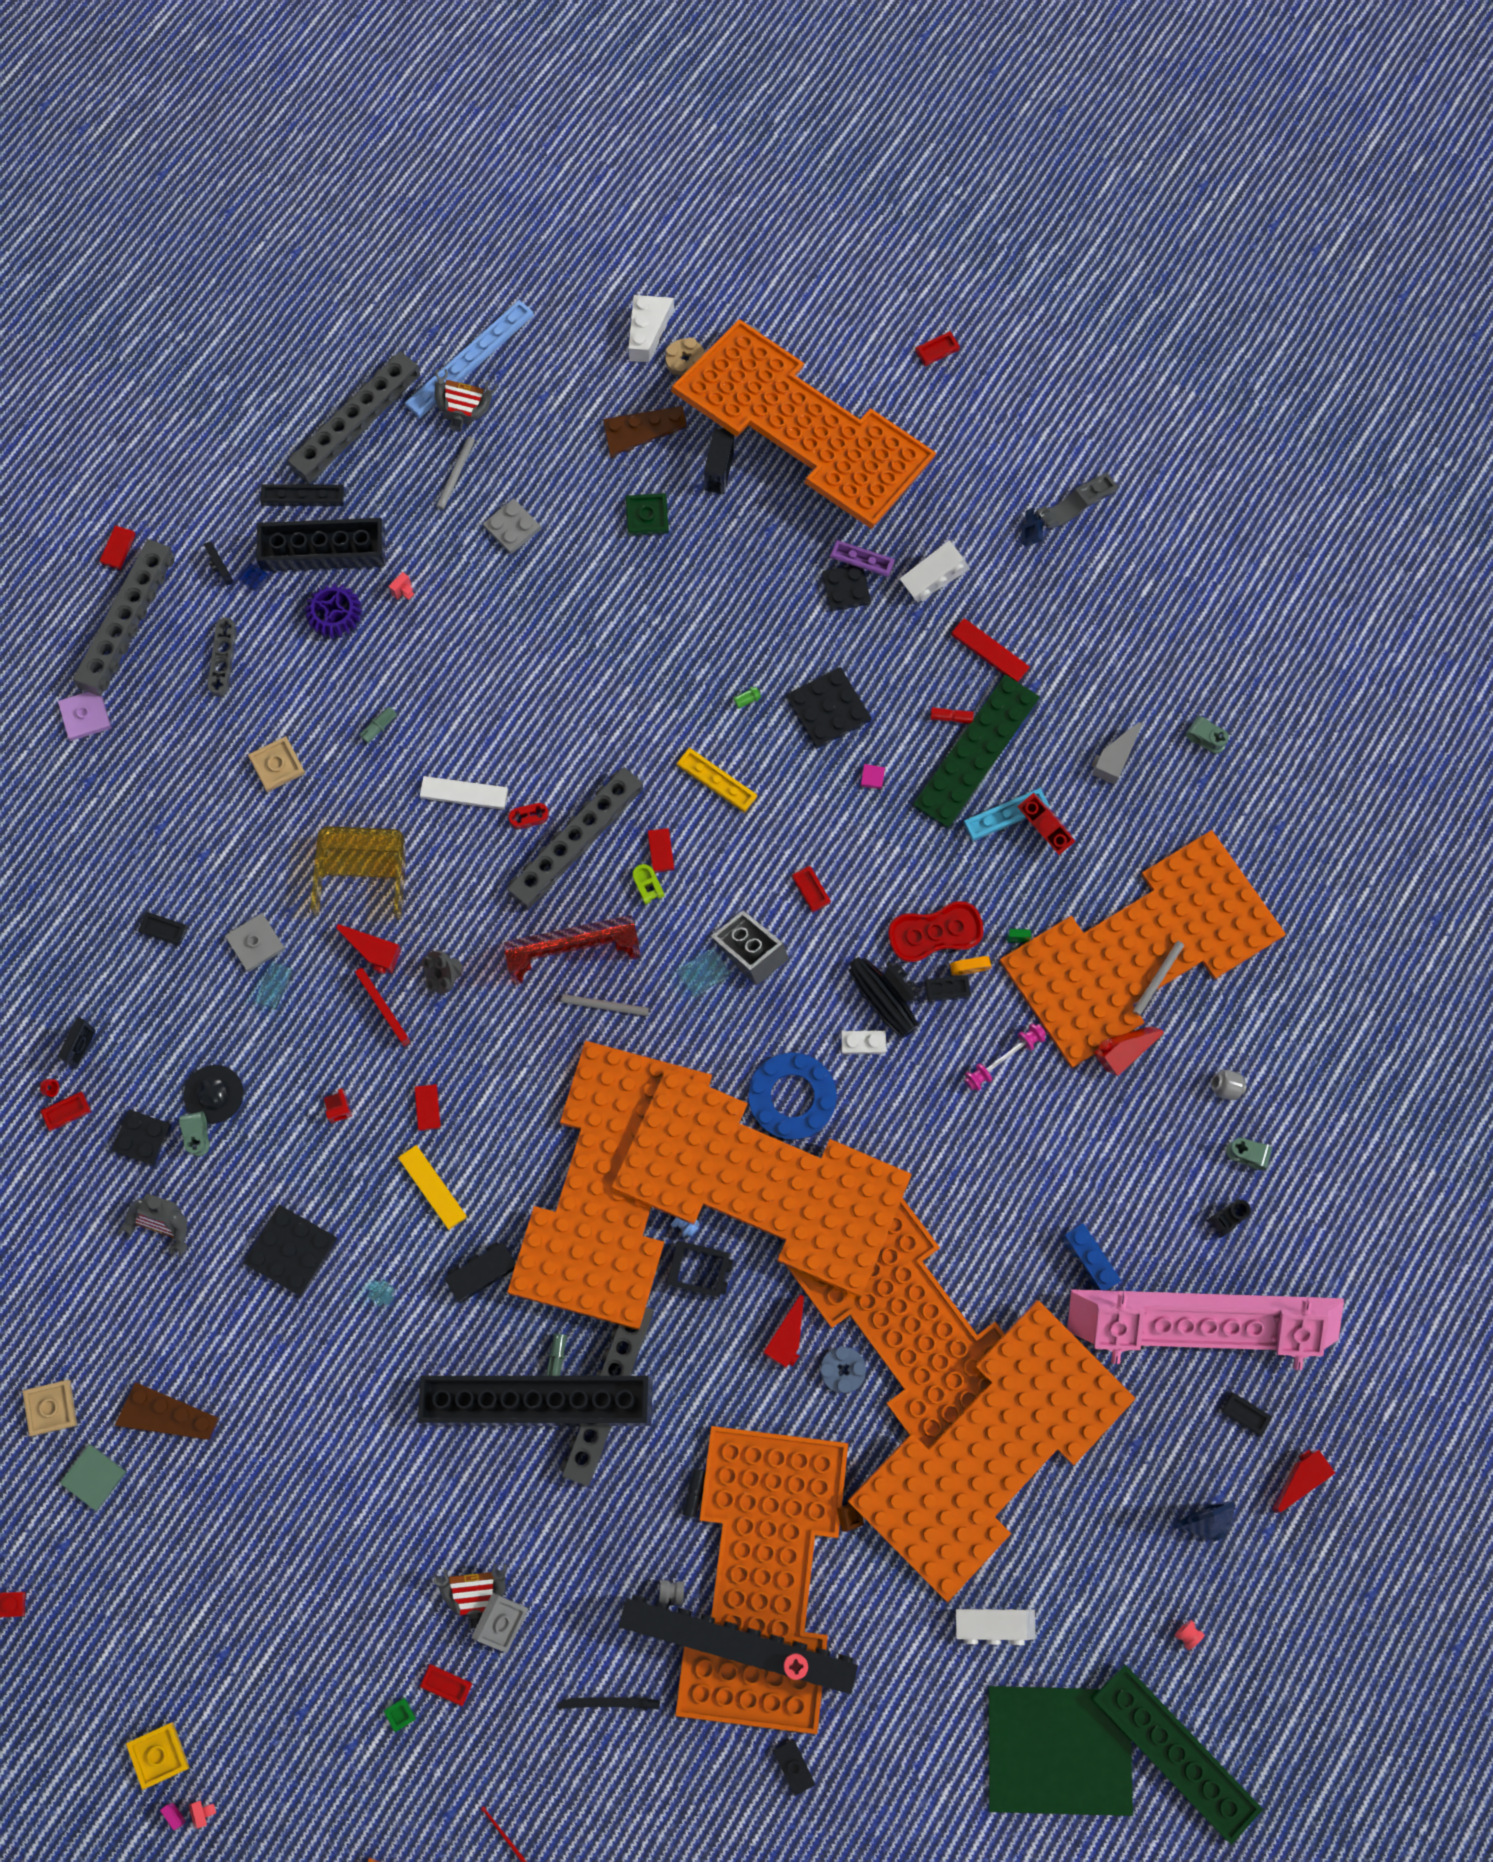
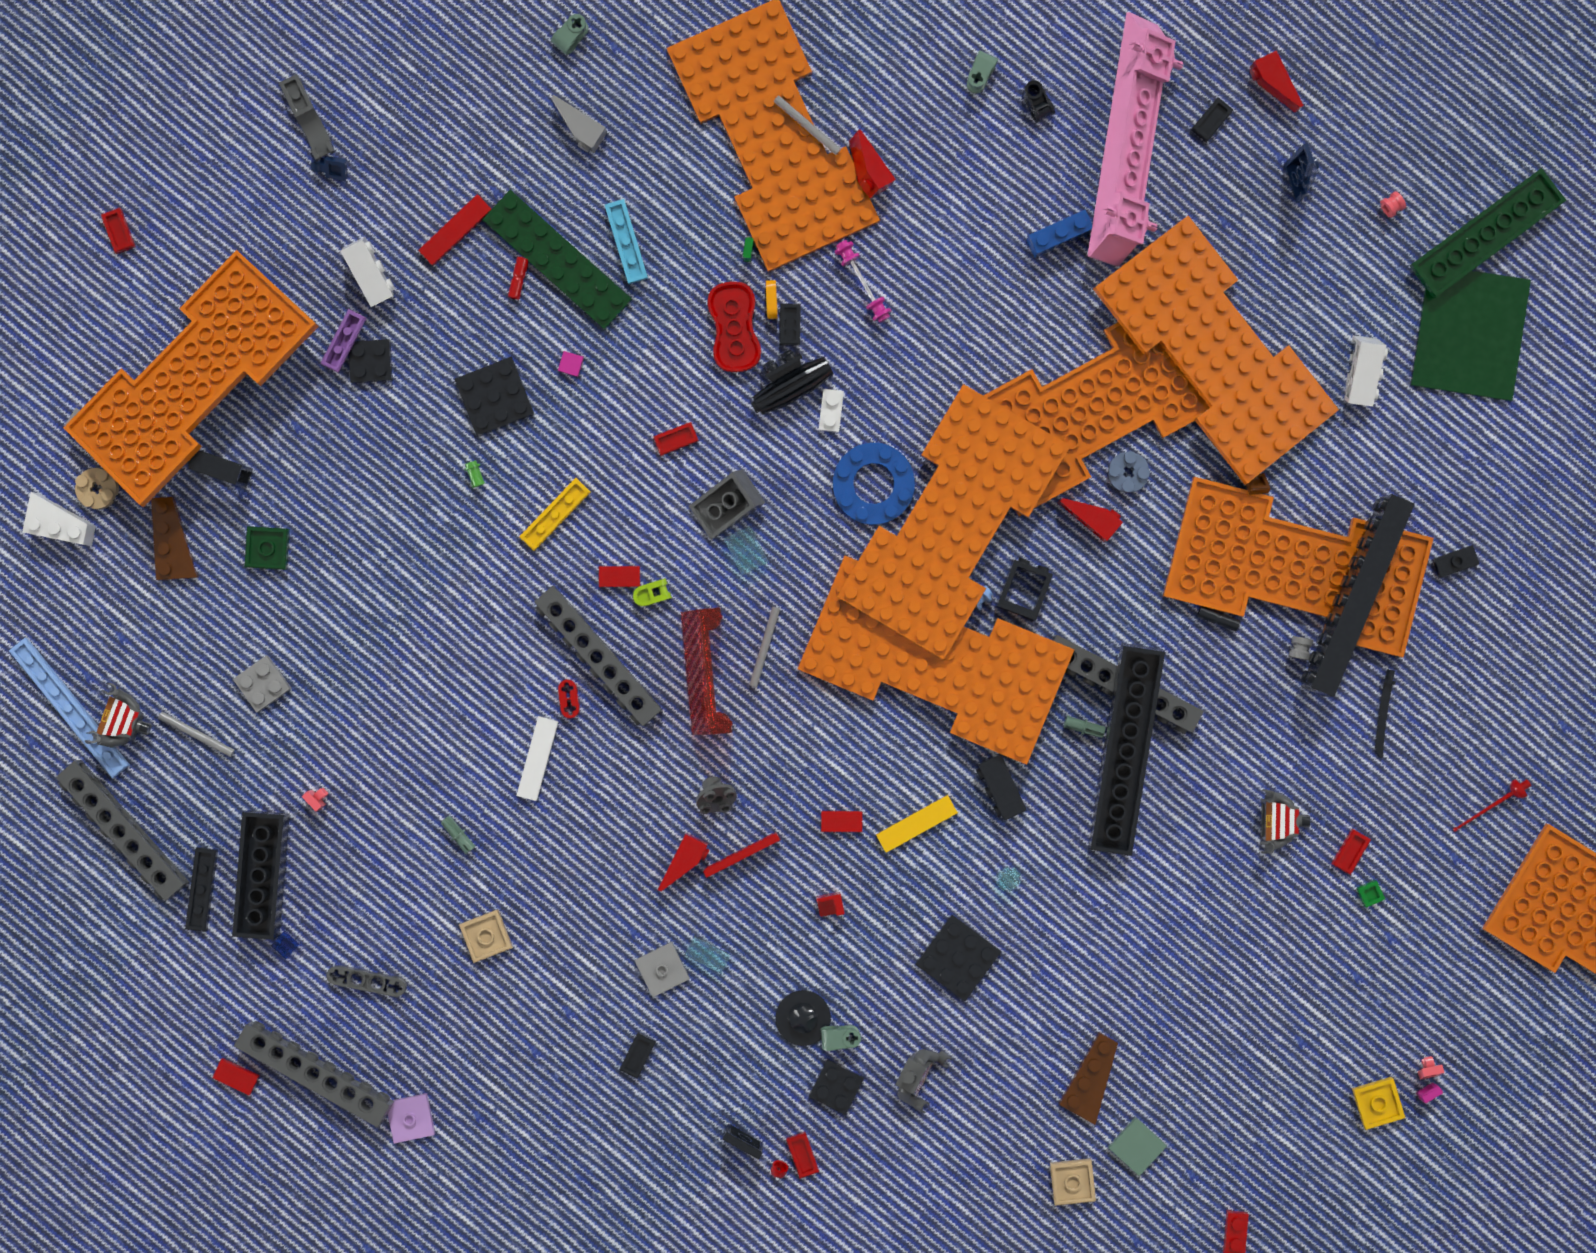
camera: 80 degrees left, 15 degrees up
(217, 564) = (268, 978): black plate -> none
(345, 618) = (323, 882): dark purple gear -> none
(361, 854) = (589, 863): clear yellow windscreen -> none
(499, 1623) = (1309, 800): light grey plate -> none
(793, 1664) = (1383, 547): coral wheel -> none
(1046, 823) = (643, 203): red slope -> none
(1228, 1085) = (915, 78): light grey head -> none

